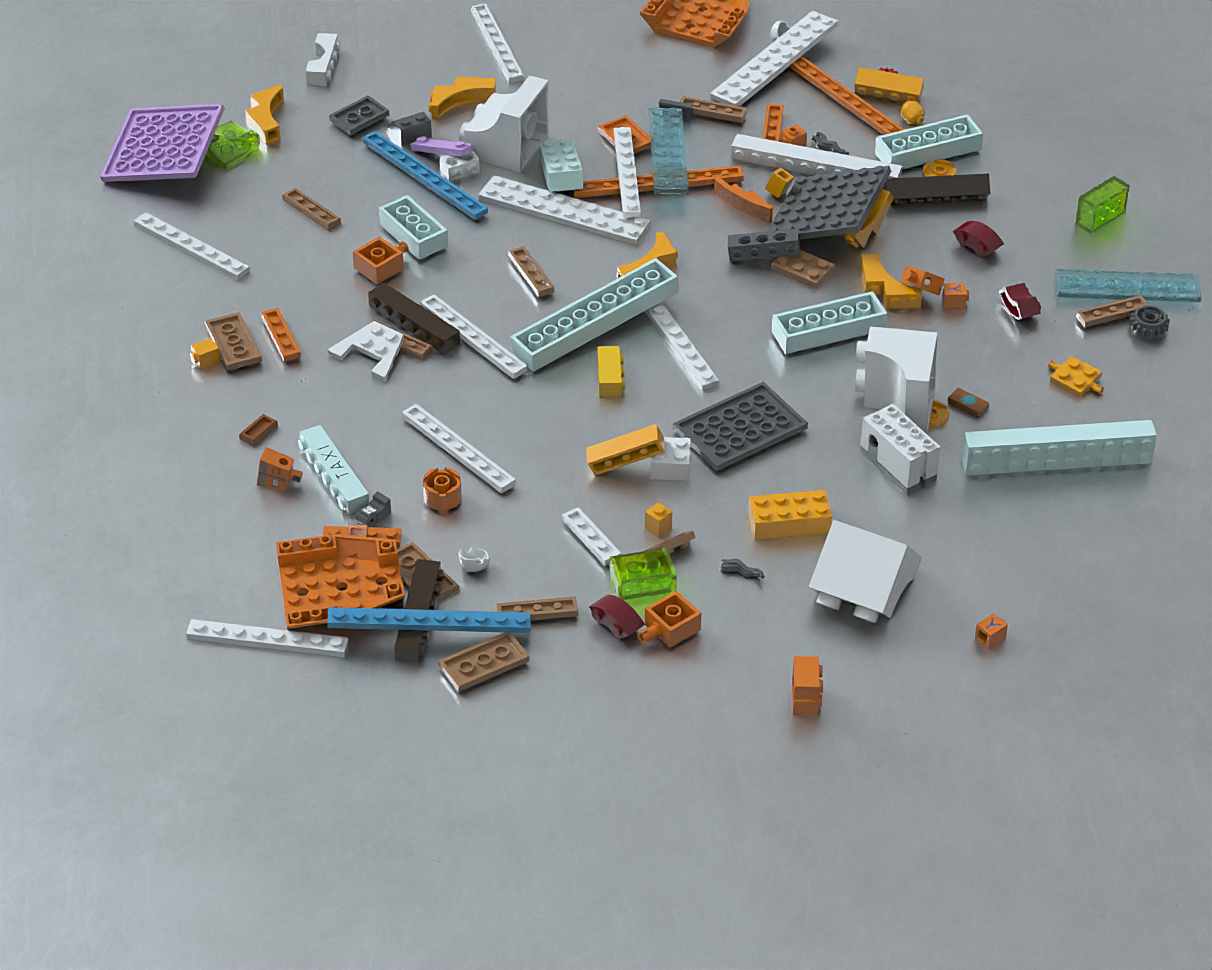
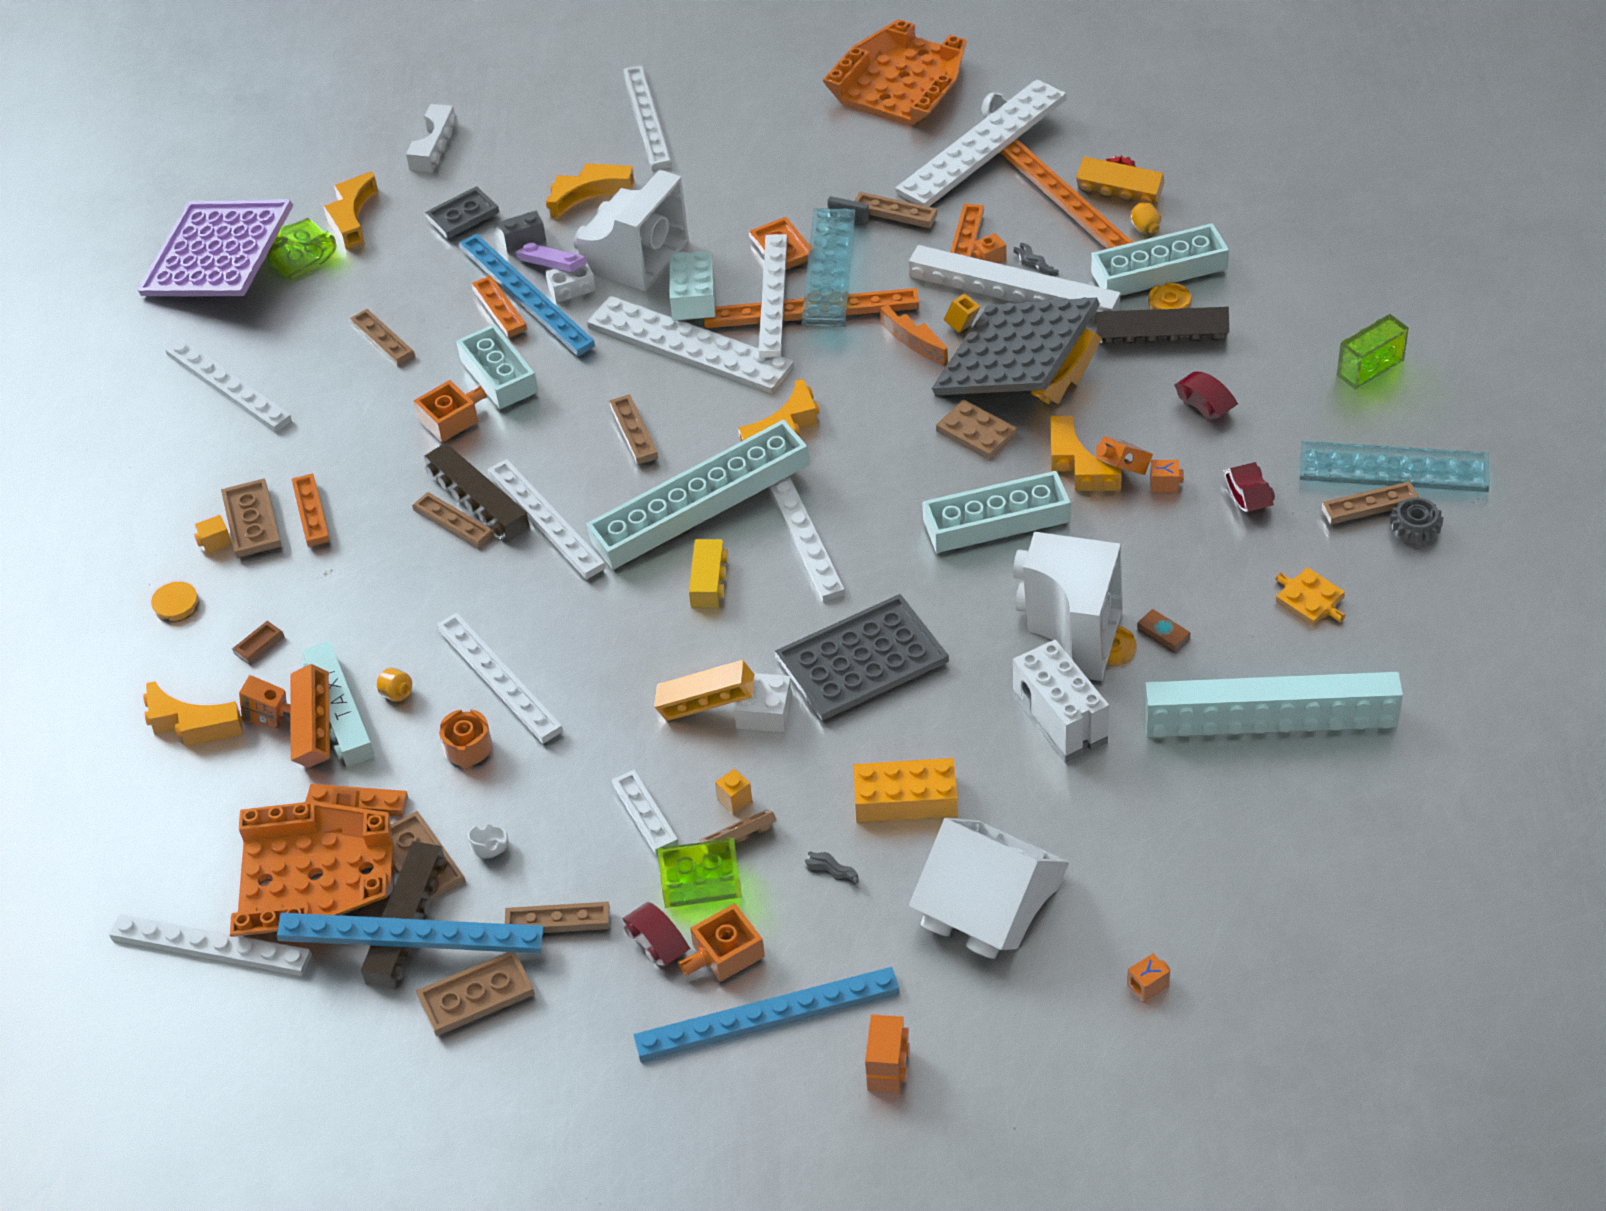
camera: 10 degrees right, 5 degrees up
(183, 402) = (174, 601): none -> light orange tile
(219, 485) = (191, 721): none -> light orange arch
(316, 476) = (309, 715): none -> orange brick
(374, 511) = (376, 765): dark grey leg -> none
(375, 342) = (424, 524): white wing -> none
(376, 455) = (393, 683): none -> light orange head
(403, 183) = (499, 306): none -> orange plate
(708, 667) = (766, 1014): none -> dark azure plate
(764, 245) = (929, 400): dark grey brick -> none

